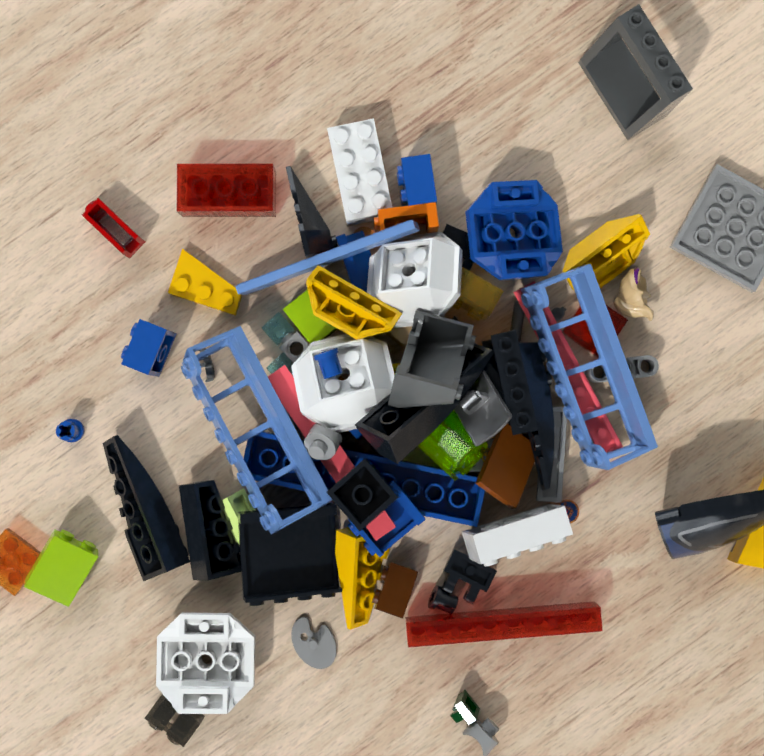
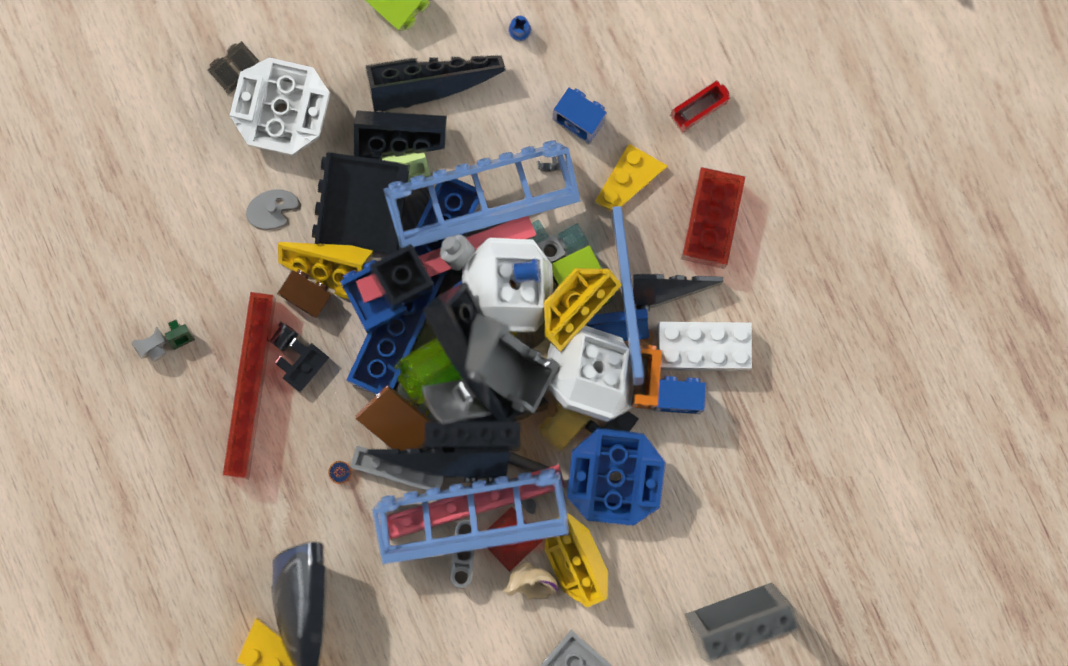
camera: 95 degrees right, 5 degrees down
(517, 533) = (331, 416): white brick -> none

